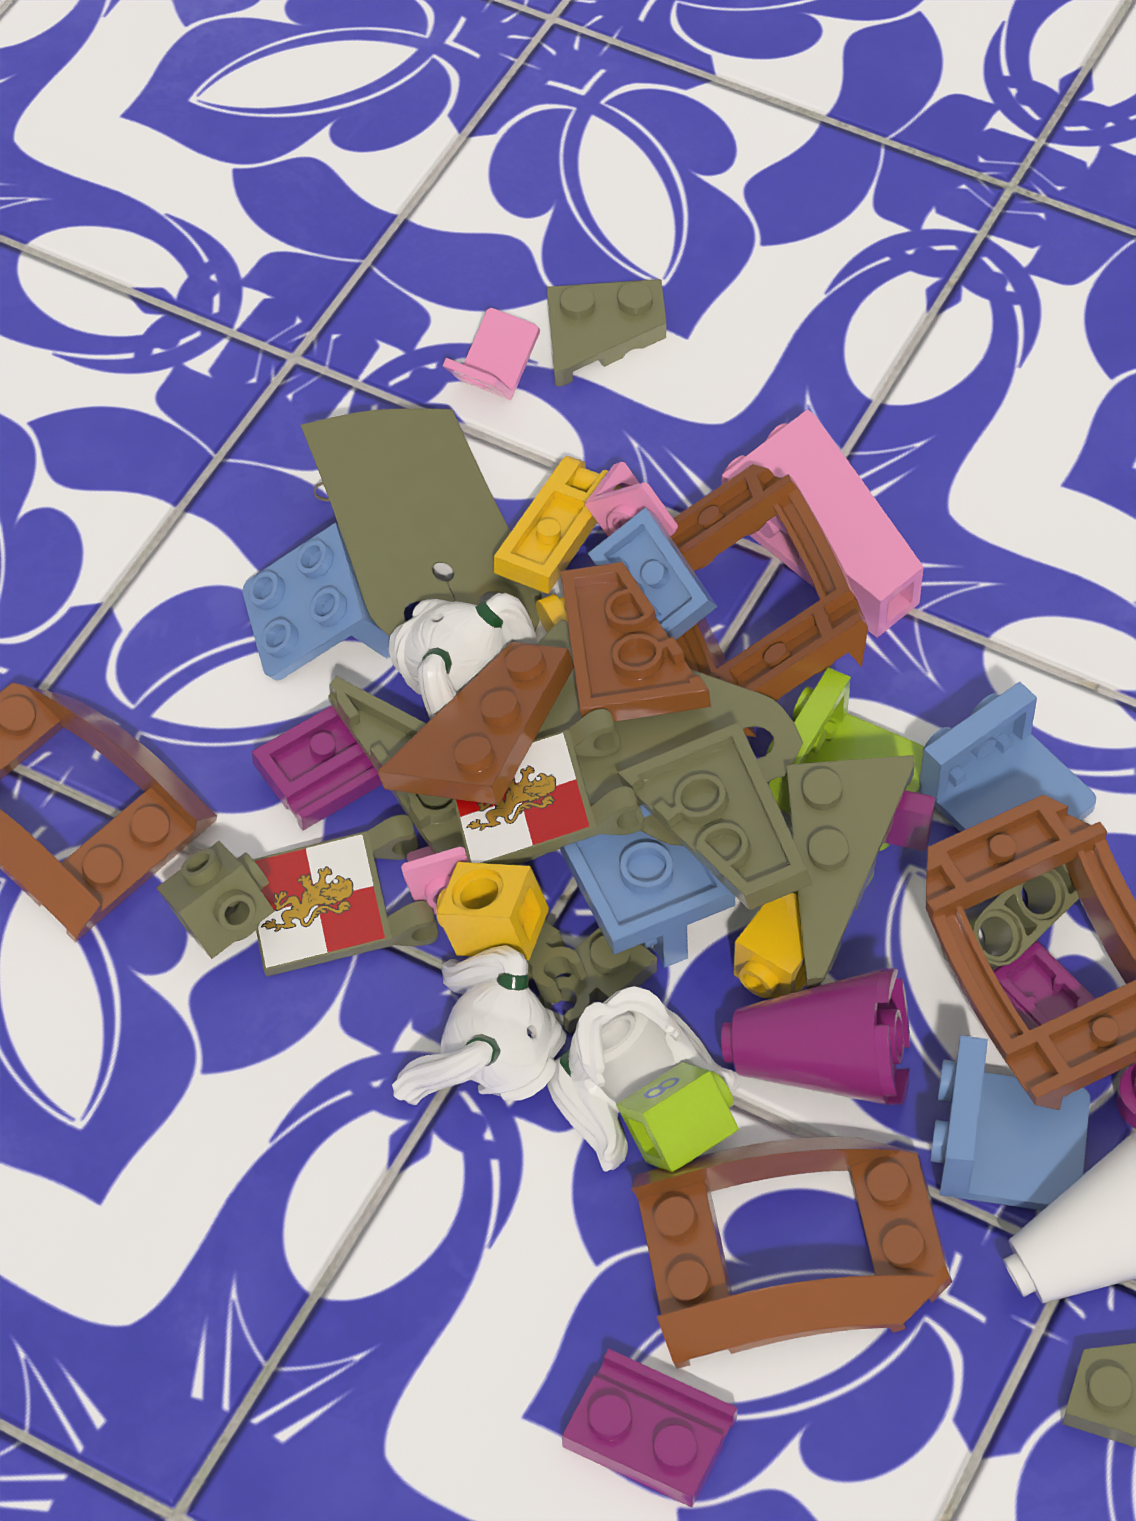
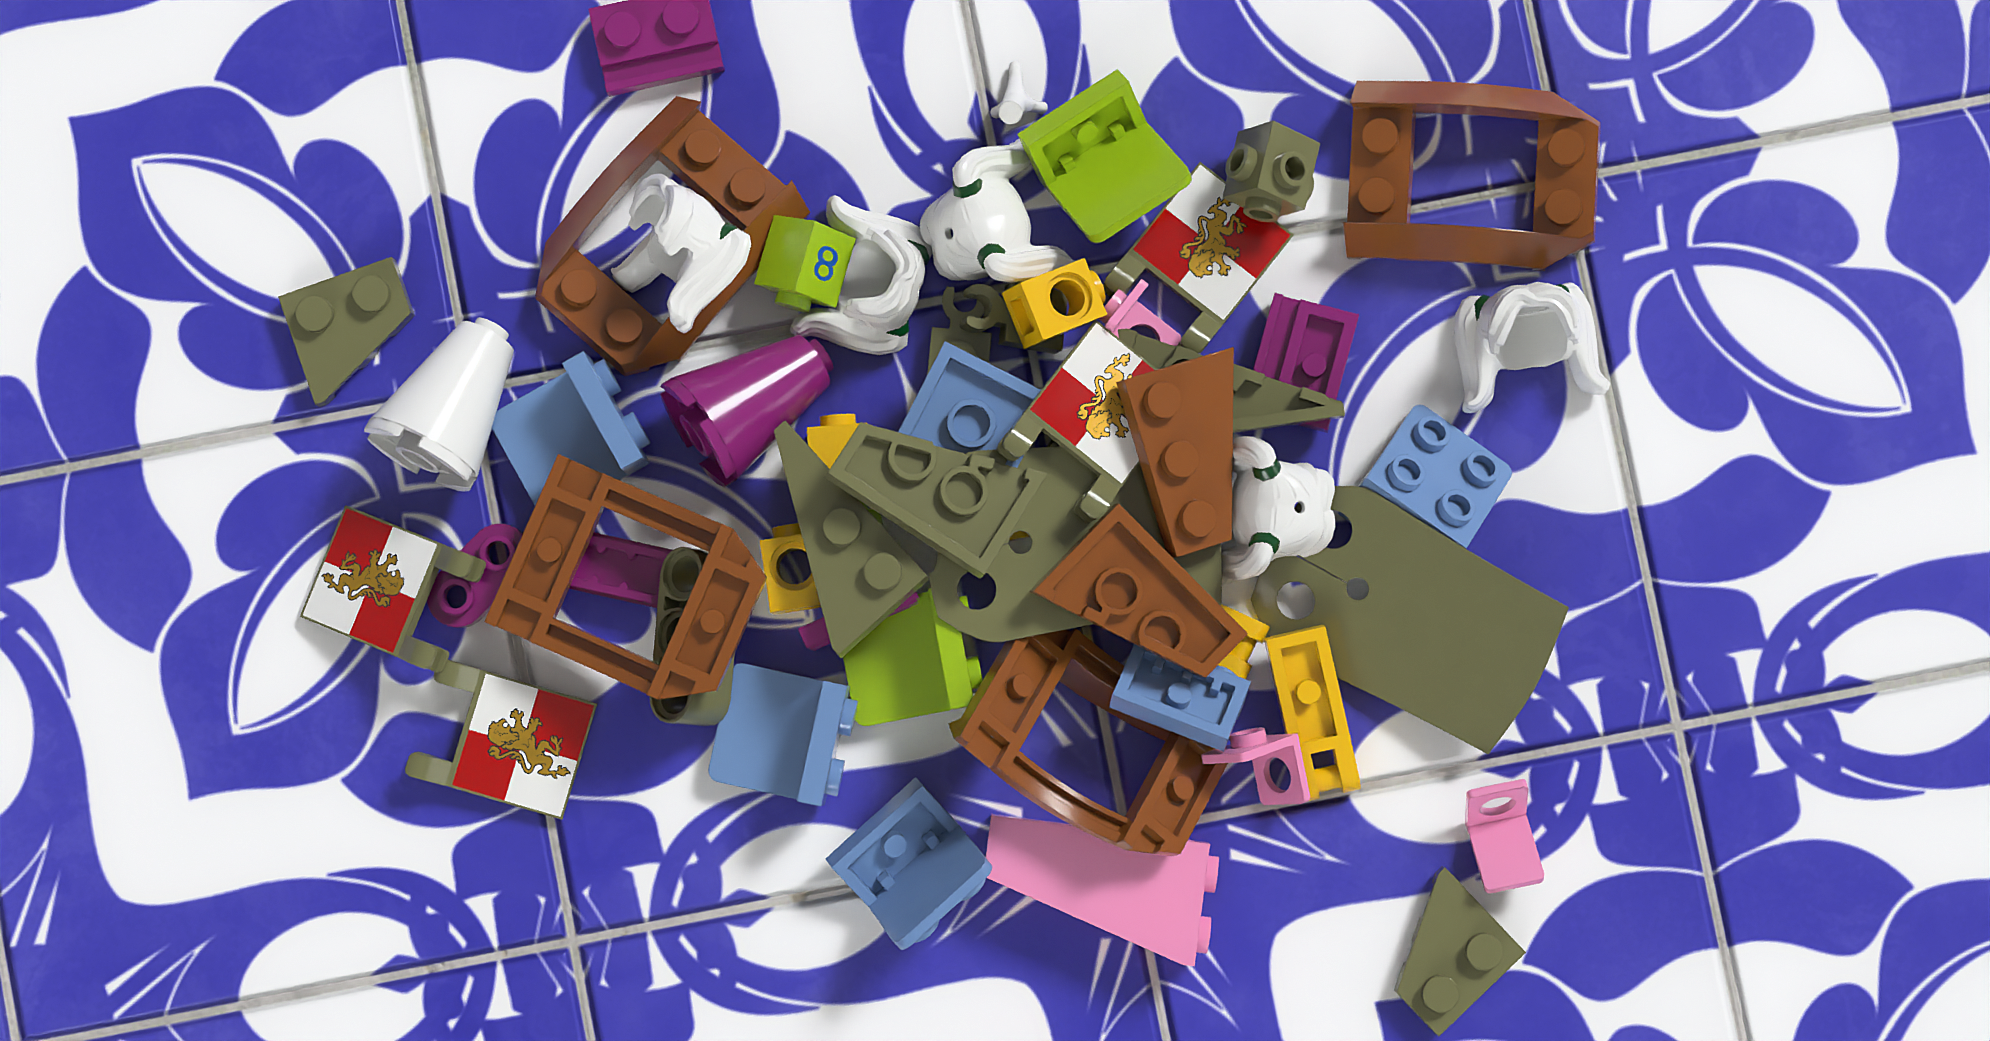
camera: 140 degrees right, 30 degrees up
(140, 663) = (1525, 330): none -> white hair
(345, 999) = (1103, 158): none -> lime bracket
(375, 1118) = (1015, 100): none -> white bar
(772, 1182) = (685, 244): none -> white hair
(900, 871) = (782, 595): none -> yellow brick
(975, 607) = (911, 864): none -> medium blue bracket

